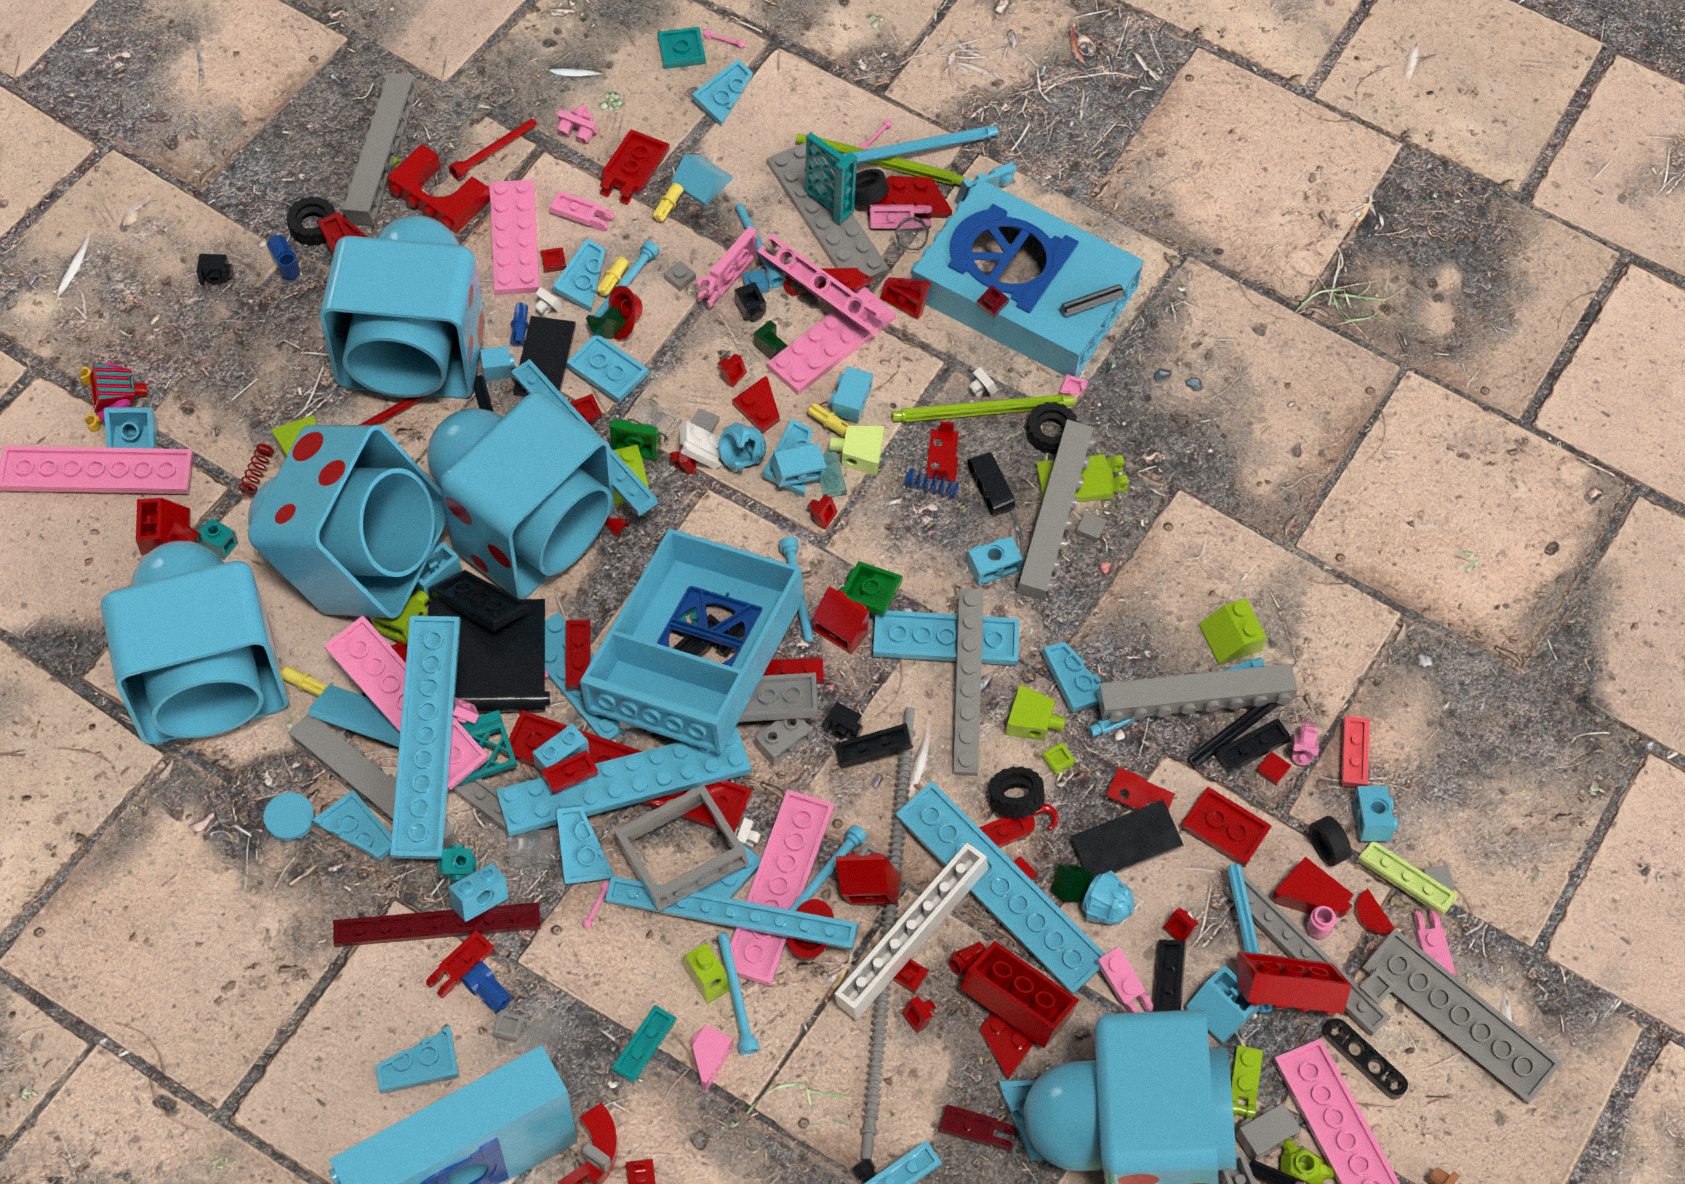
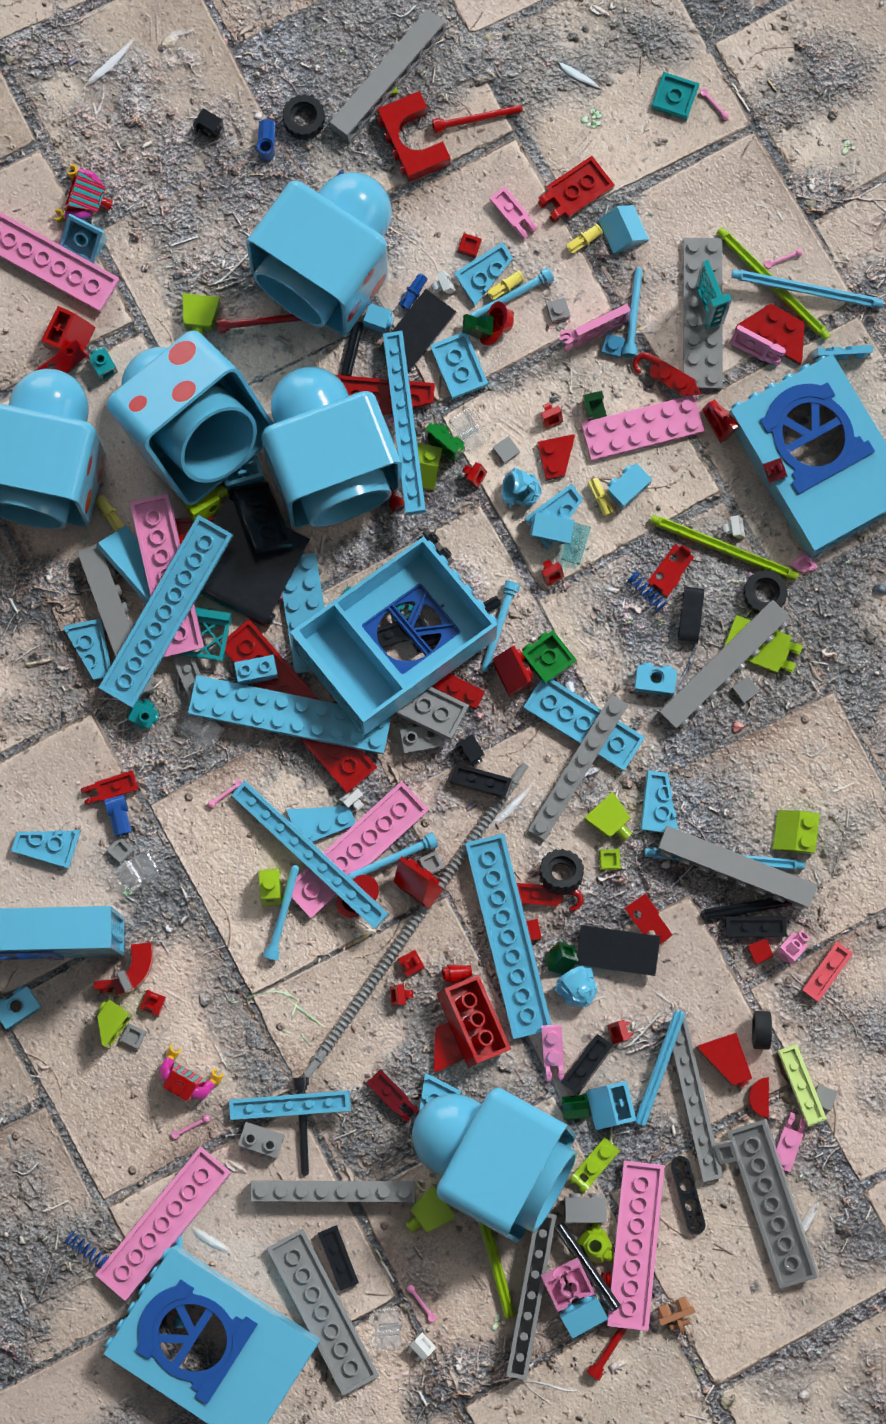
camera: 30 degrees right, 20 degrees up
(264, 452) = (170, 304): red piece -> none
(289, 816) = (49, 613): medium azure tile -> none
(335, 227) = (319, 146): red wing -> none
(434, 925) = (109, 749): dark red tile -> none
(465, 711) = (205, 603): bright pink bracket -> none
(478, 892) = (146, 744): medium azure brick -> none
(514, 237) = (450, 209): bright pink plate -> none
(569, 772) = (251, 692): red plate -> none
(577, 651) = (309, 597): red plate -> none
(580, 121) = (546, 124): bright pink hips -> none
(580, 848) = (232, 749): medium azure wing -> none
(644, 1044) = (203, 913): teal tile -> none
(696, 878) = (300, 819): light grey window -> none
(700, 444) = (490, 470): white plate -> none
(709, 1053) = (241, 945): bright pink slope -> none
(722, 91) = (684, 156): medium azure wing -> none
(750, 301) = (597, 357): black brick -> none
(832, 293) = (663, 394): bright pink piece -> none
(860, 447) = (610, 533): yellowish green torso -> none
(870, 187) = (749, 317): black tyre -> none
(911, 234) = (755, 368): clear hair -> none
(911, 931) = (424, 937): white brick -> none
(1092, 300) = (852, 510): axle -> none
(1226, 826) = (697, 976): red plate -> none
(1292, 983) = (664, 1119): red slope -> none
(1321, 922) = (724, 1084): bright pink brick -> none
(1374, 813) = (801, 1035): medium azure brick -> none

